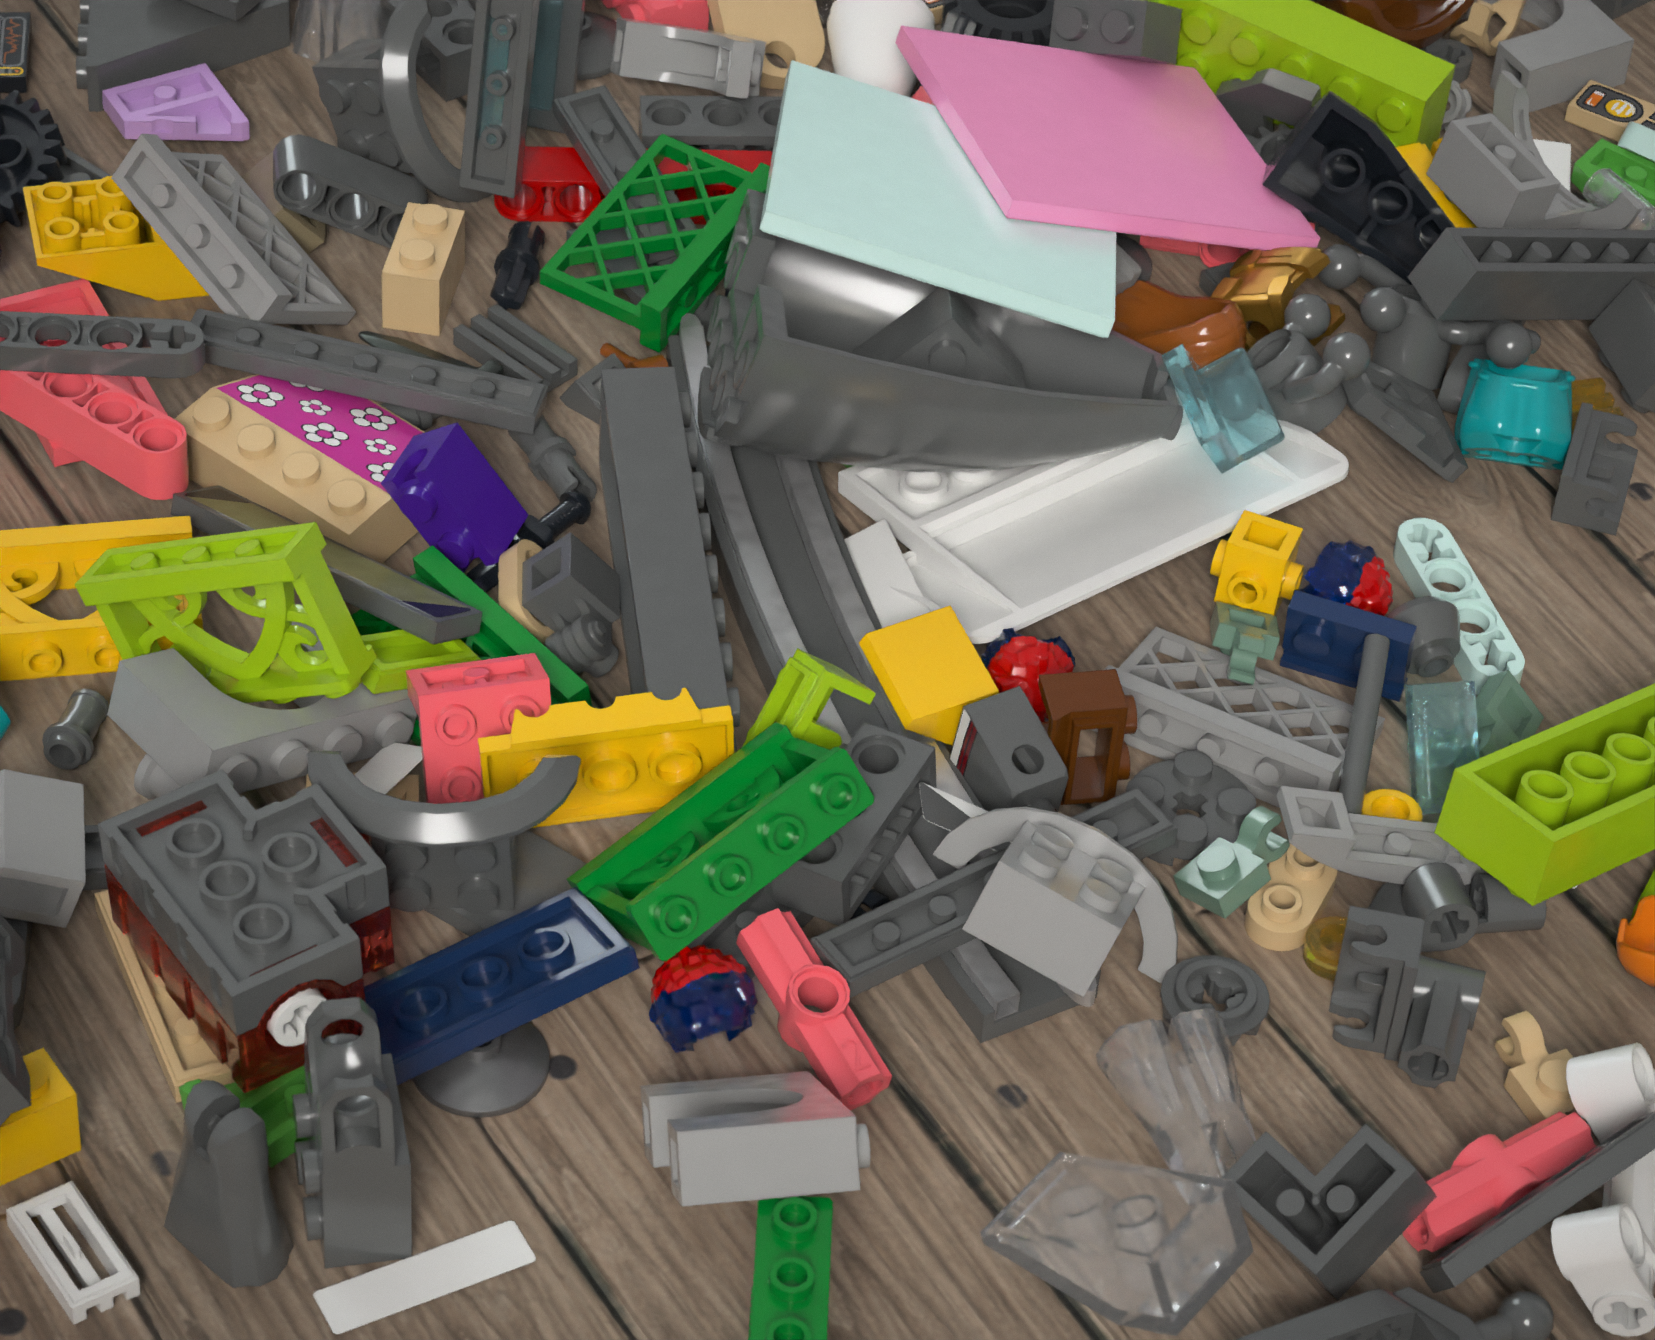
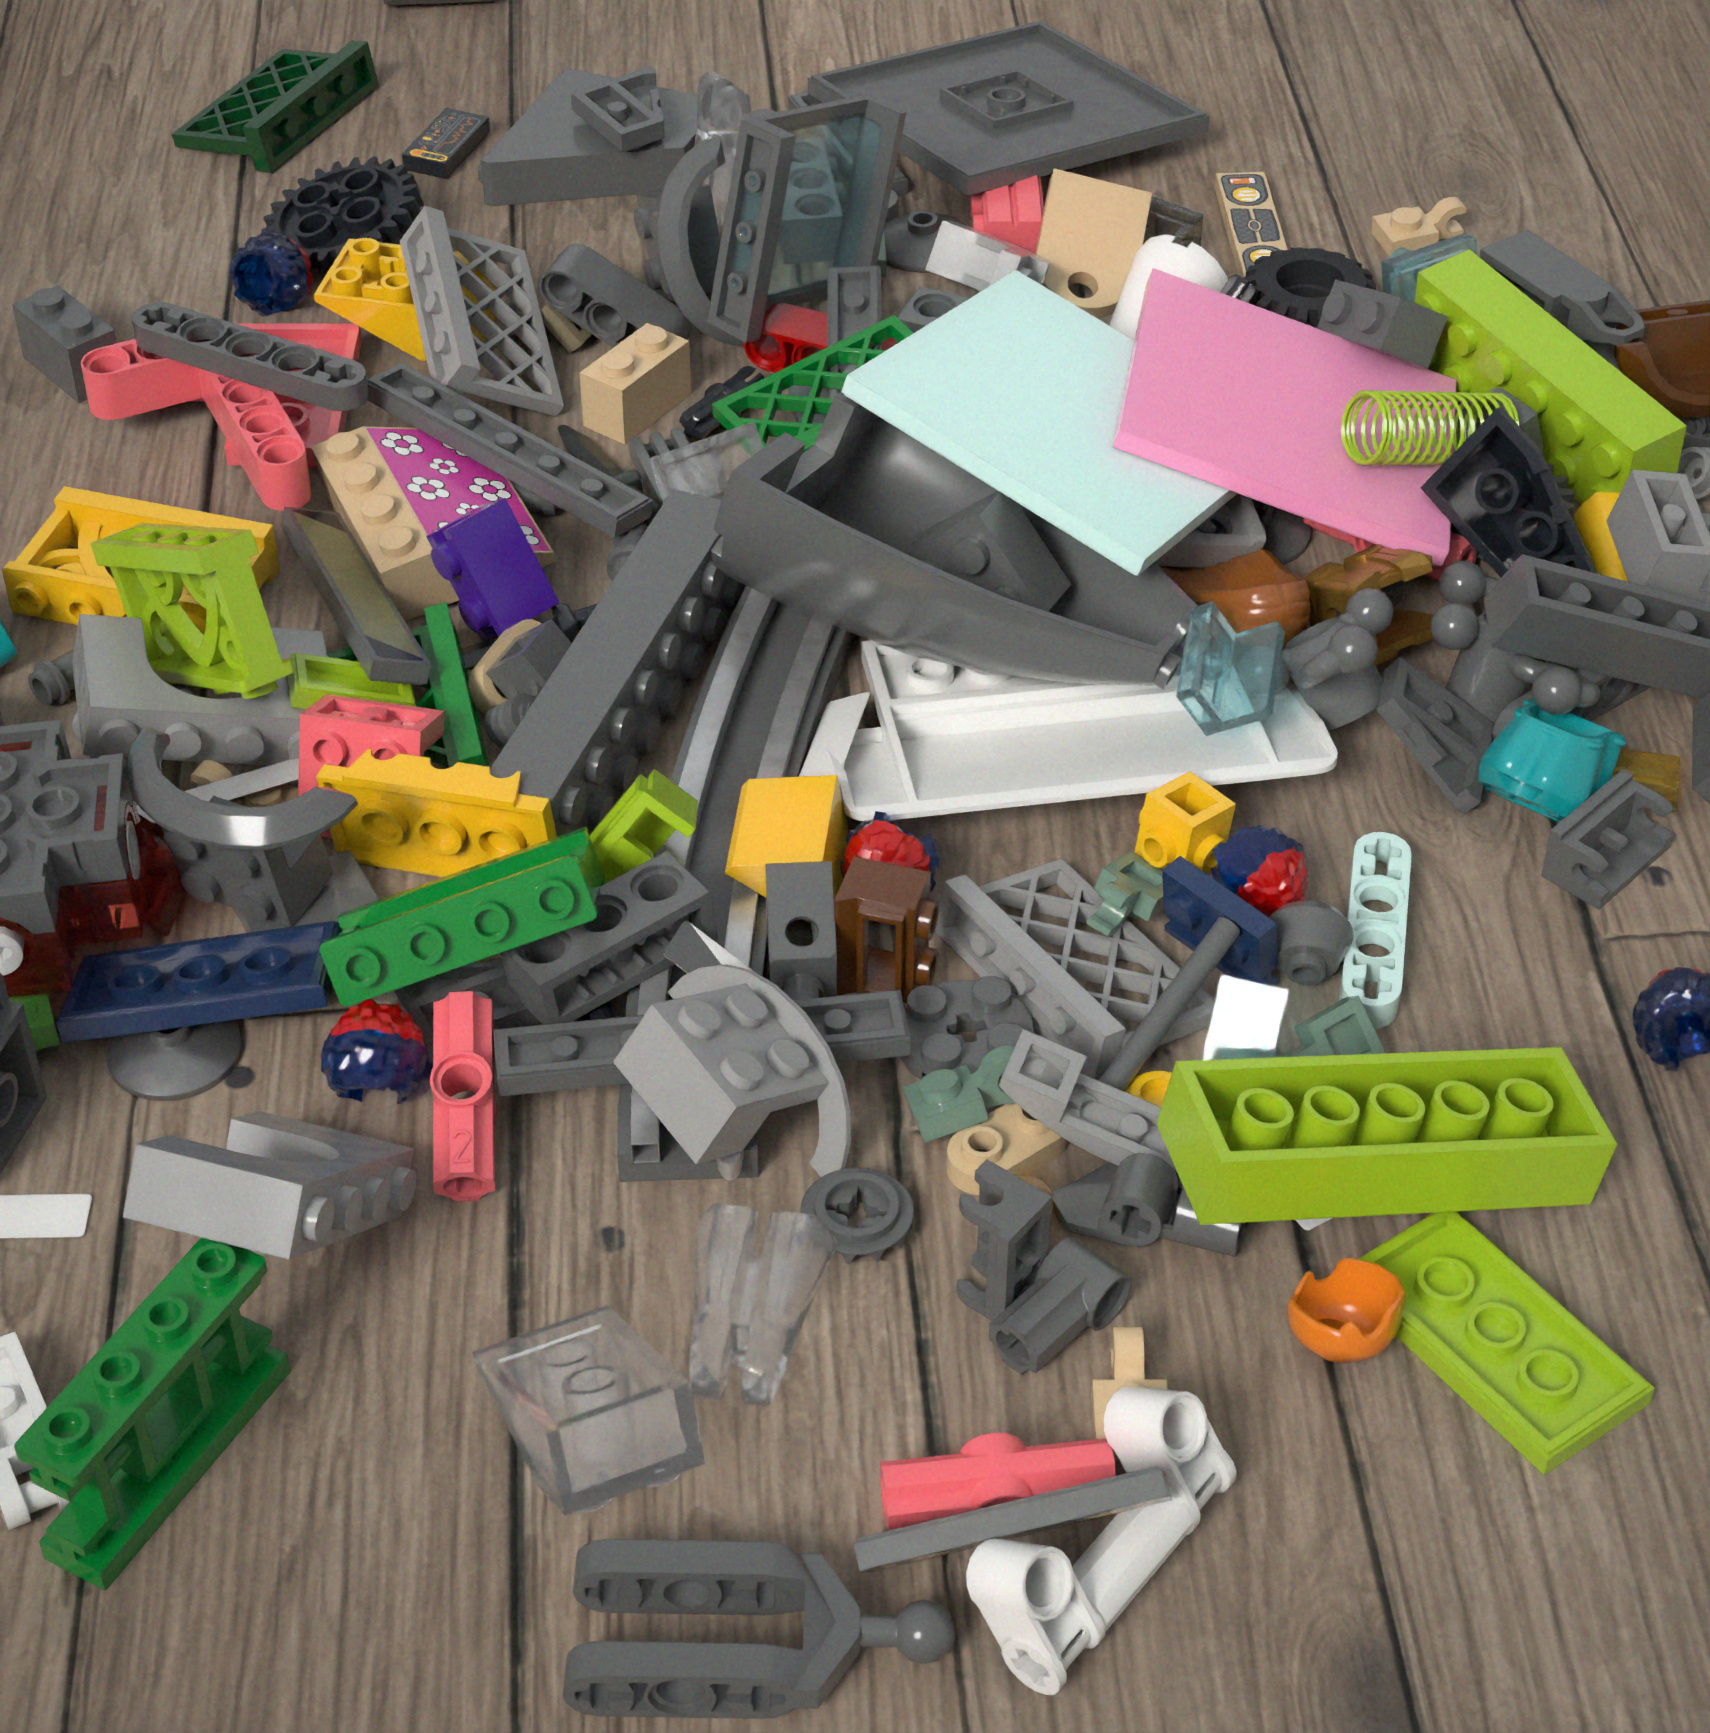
camera: 30 degrees right, 0 degrees up
(177, 107) = (542, 212): lavender wing -> none
(582, 338) = (705, 464): none -> clear slope
(1237, 127) = (1389, 427): none -> lime piece
(1339, 1217) = (784, 1448): dark grey brick -> none

